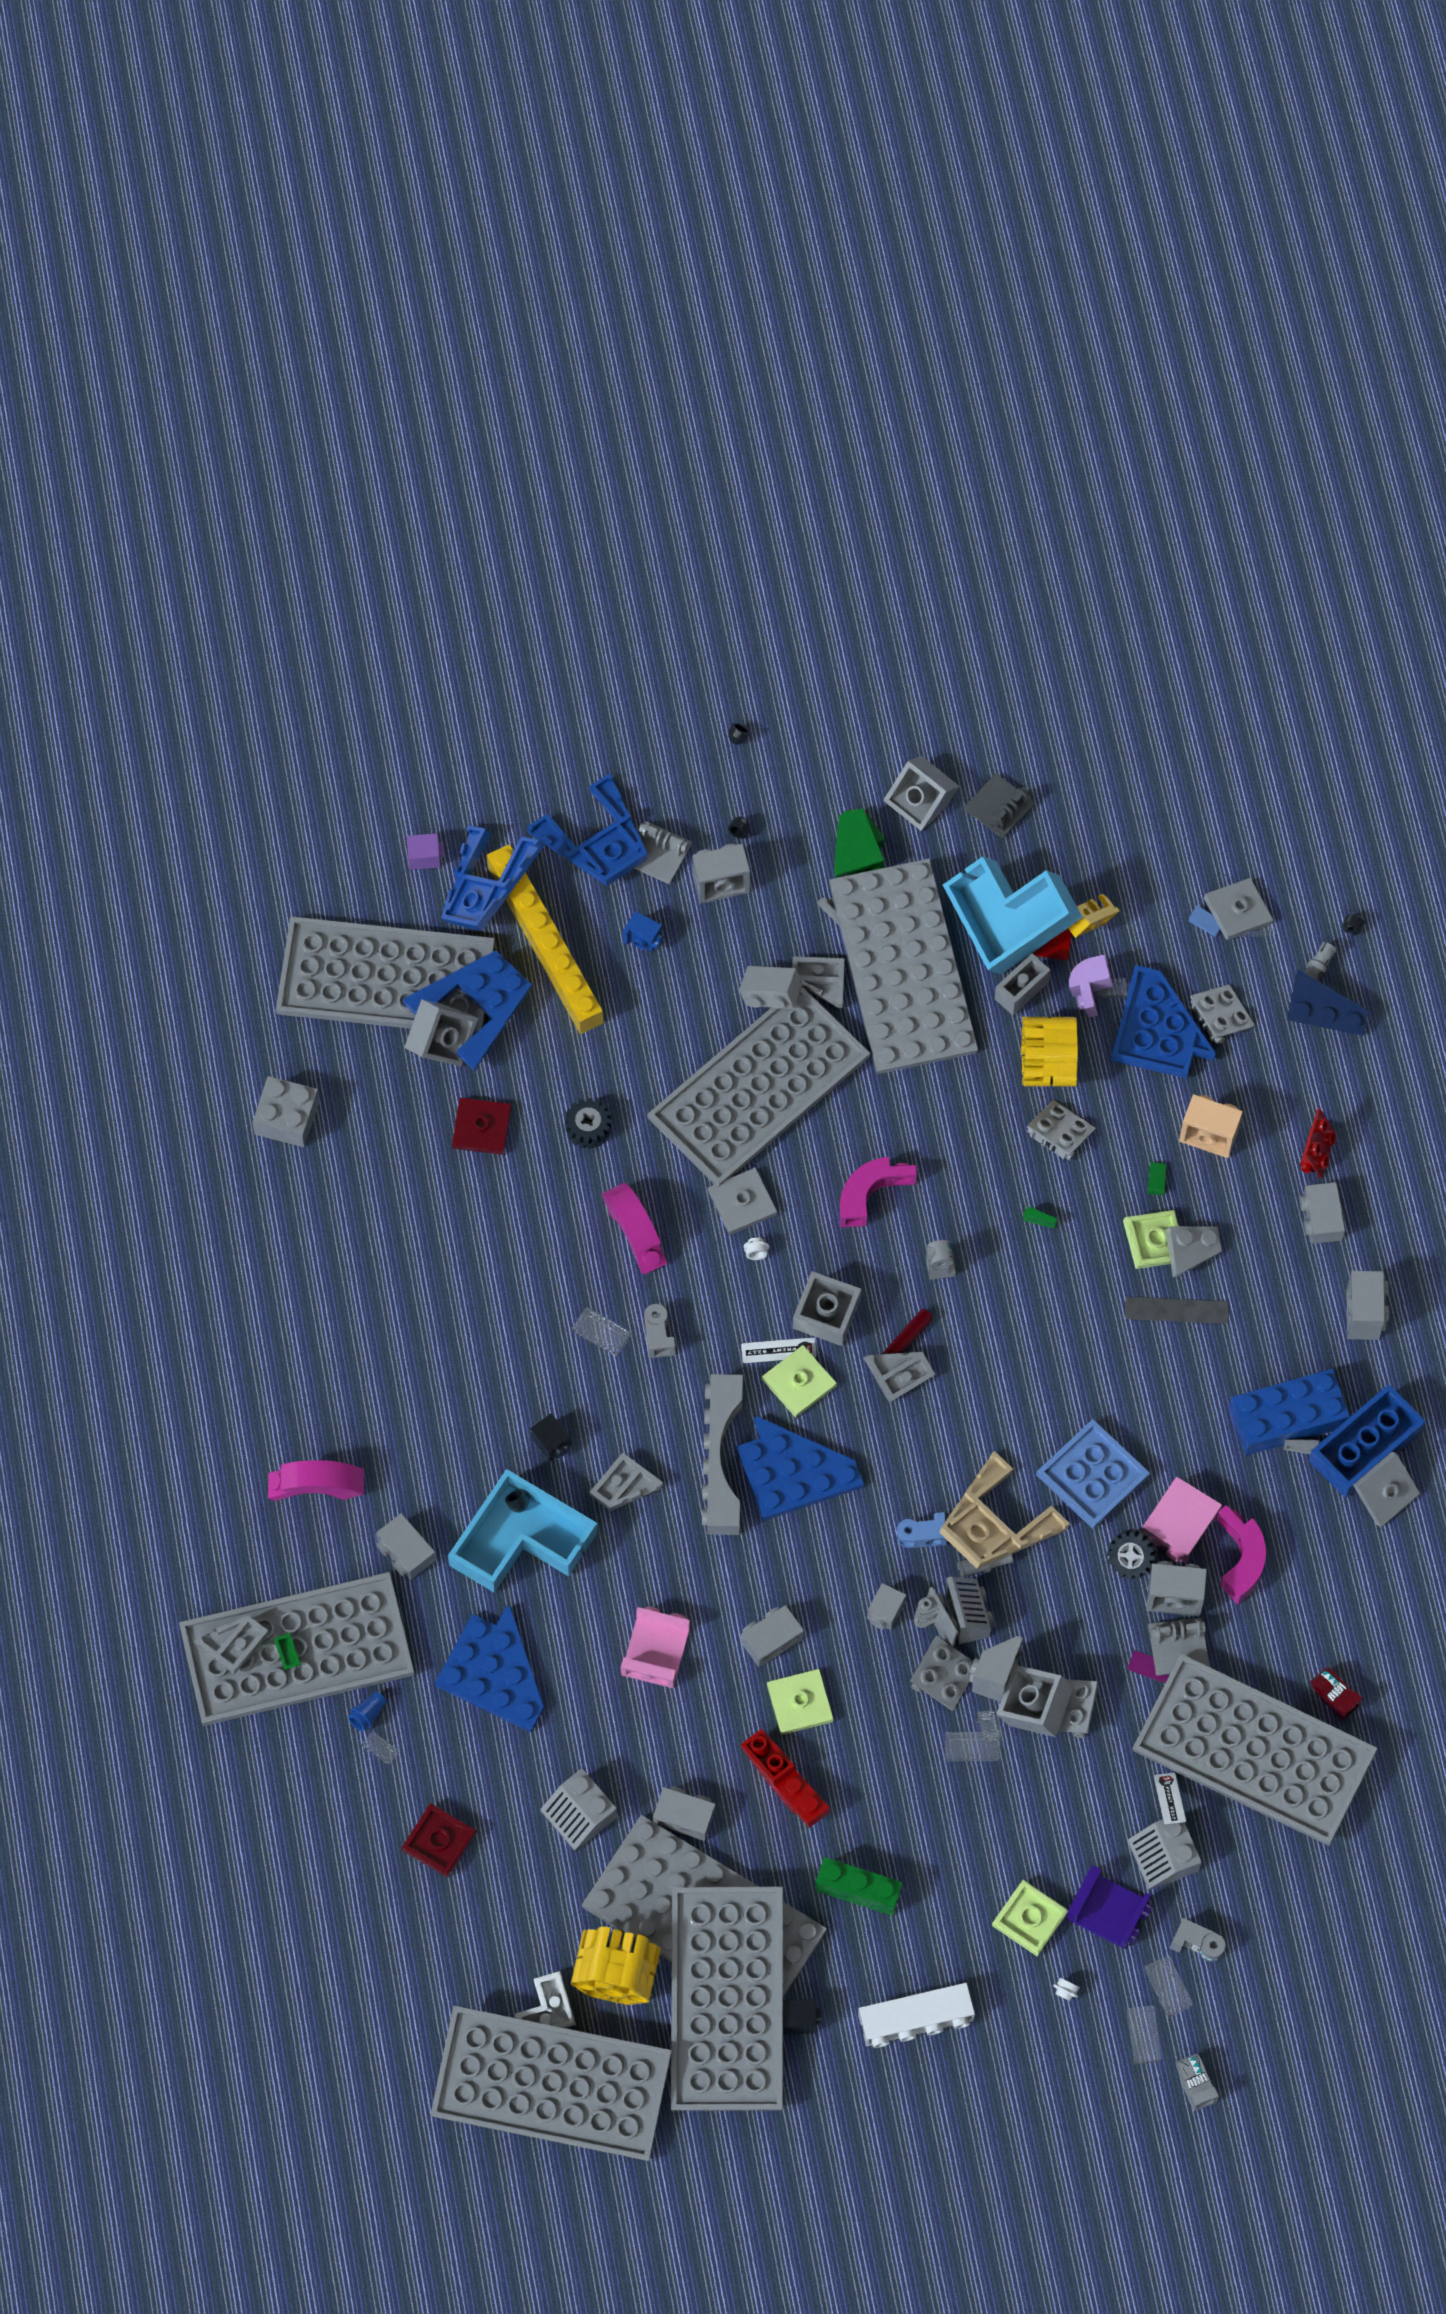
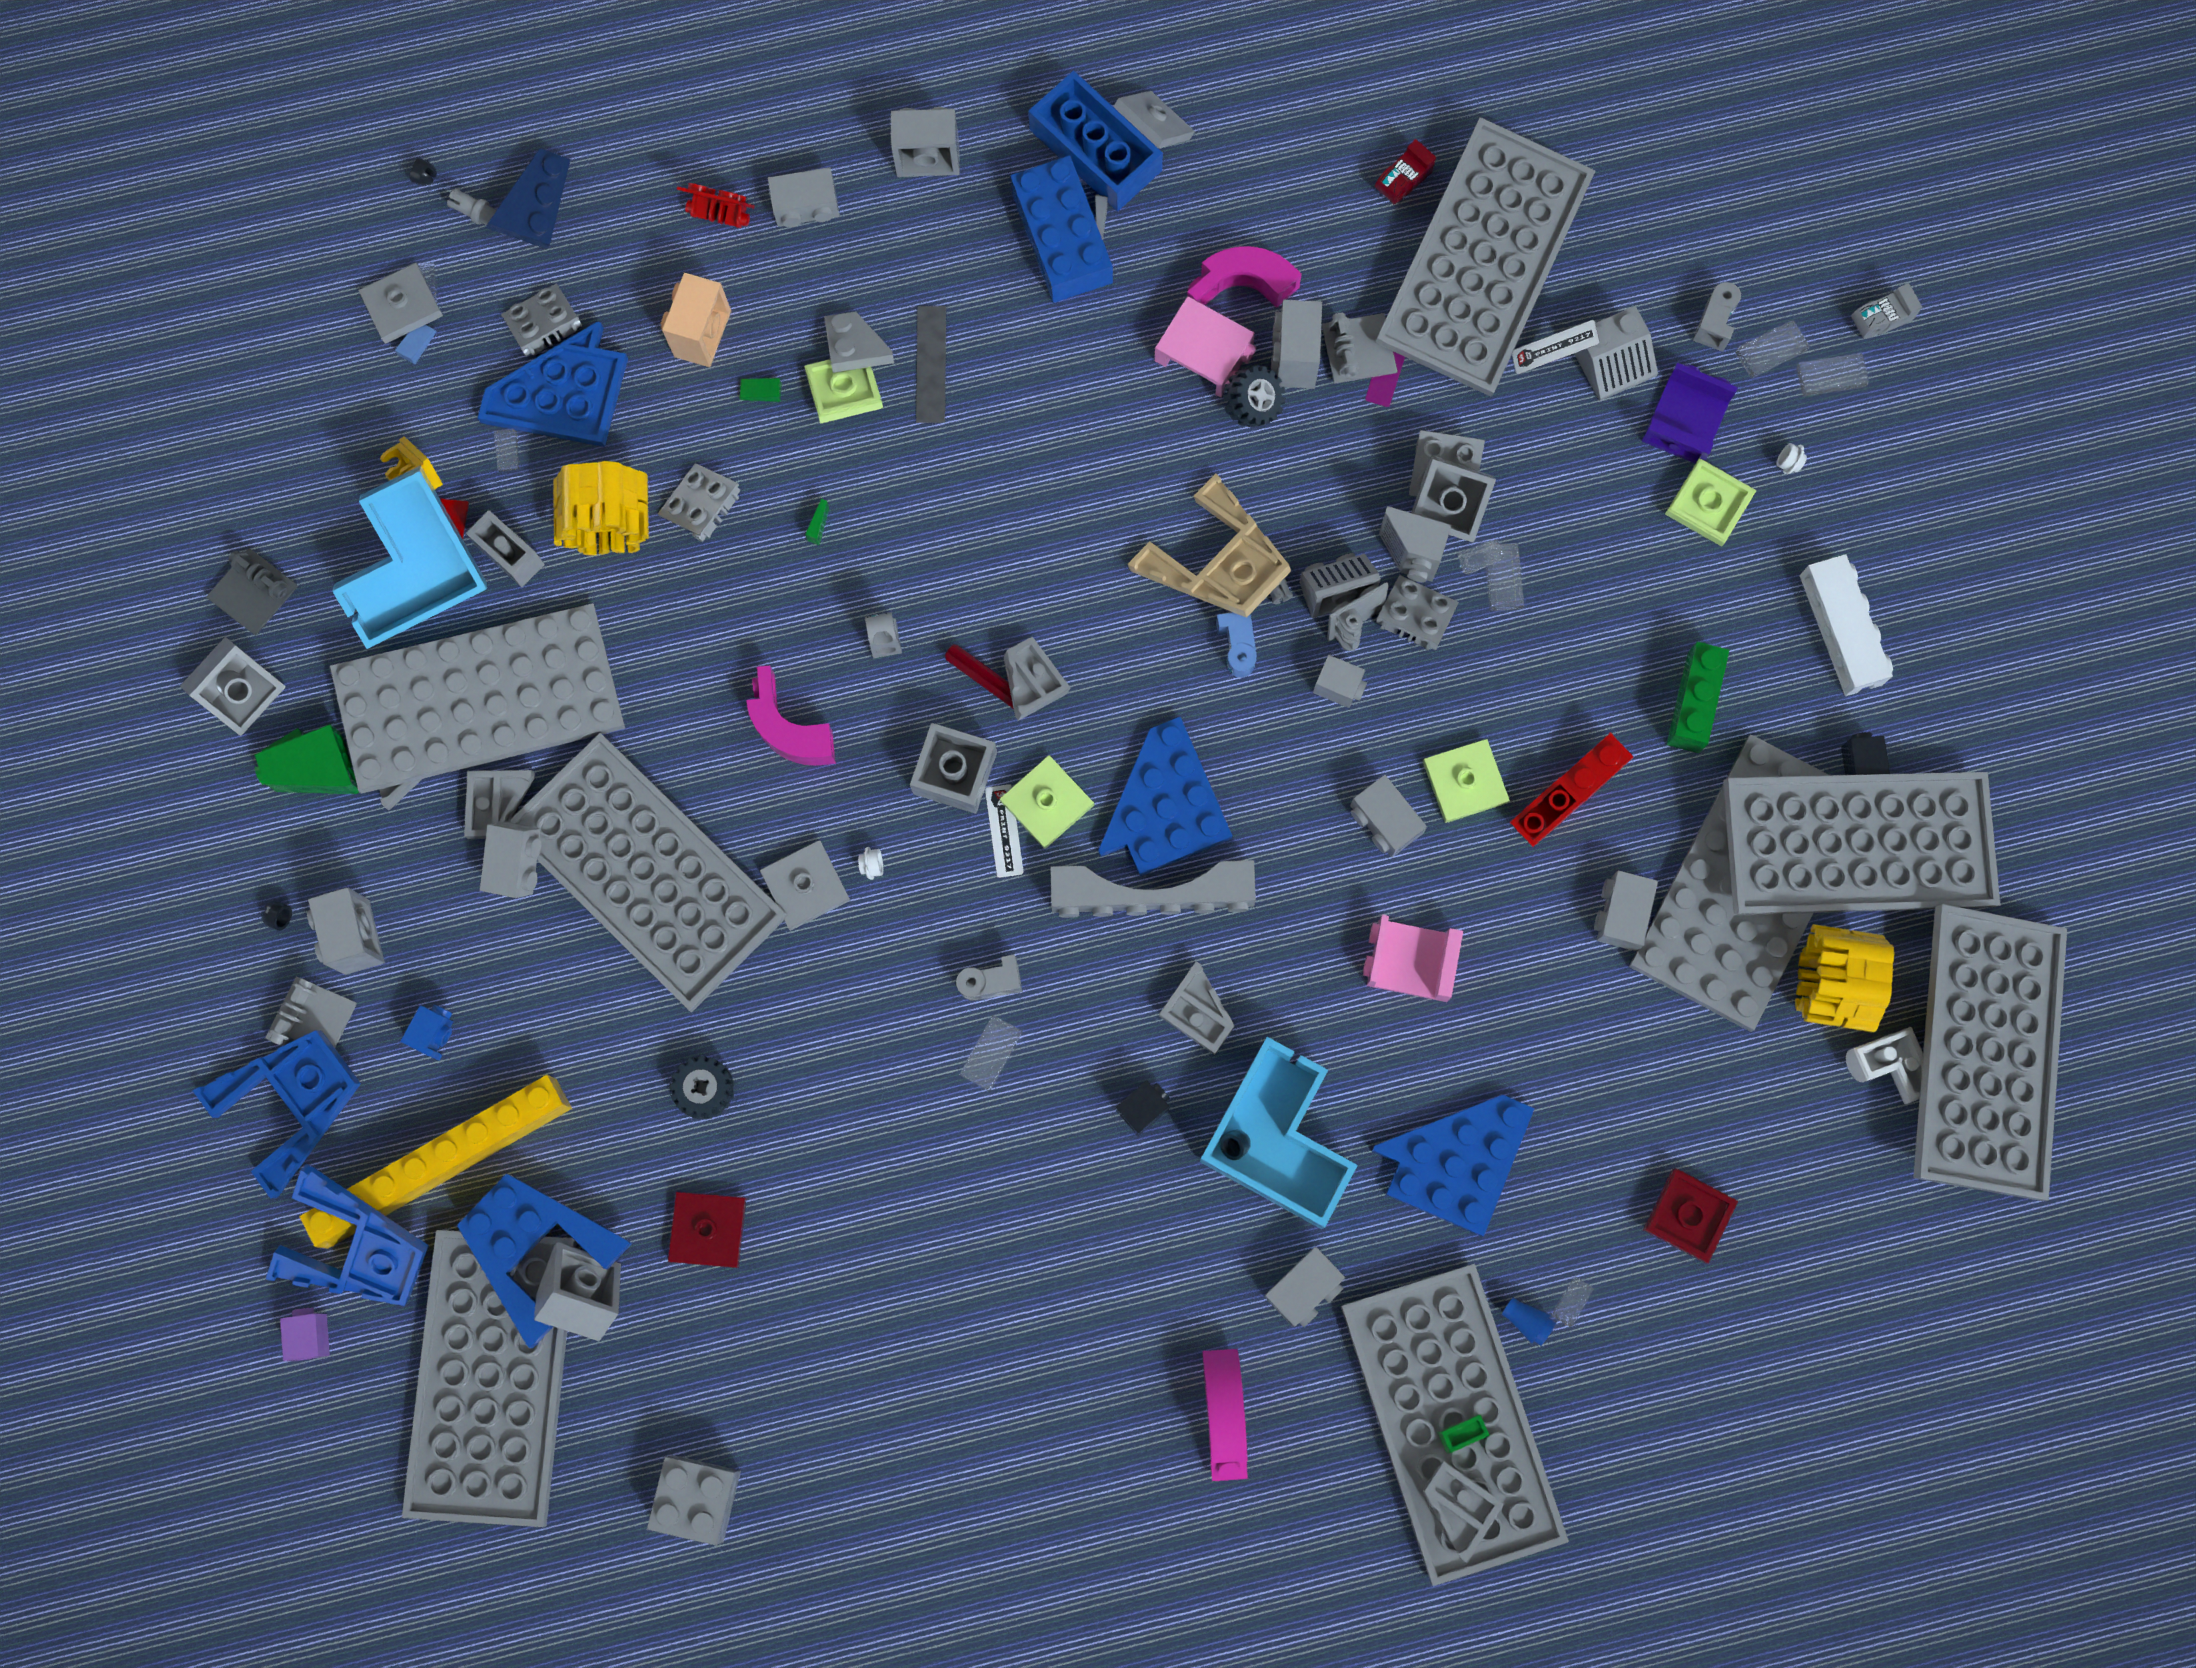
camera: 90 degrees left, 10 degrees up
(579, 1810) = (1634, 1040): light grey slope -> none
(636, 1225) = (846, 1015): dark pink arch -> none
(738, 733) = (139, 924): black hinge -> none
(1087, 977) = (494, 470): lavender brick -> none
(1093, 1474) = (1150, 449): medium blue plate -> none

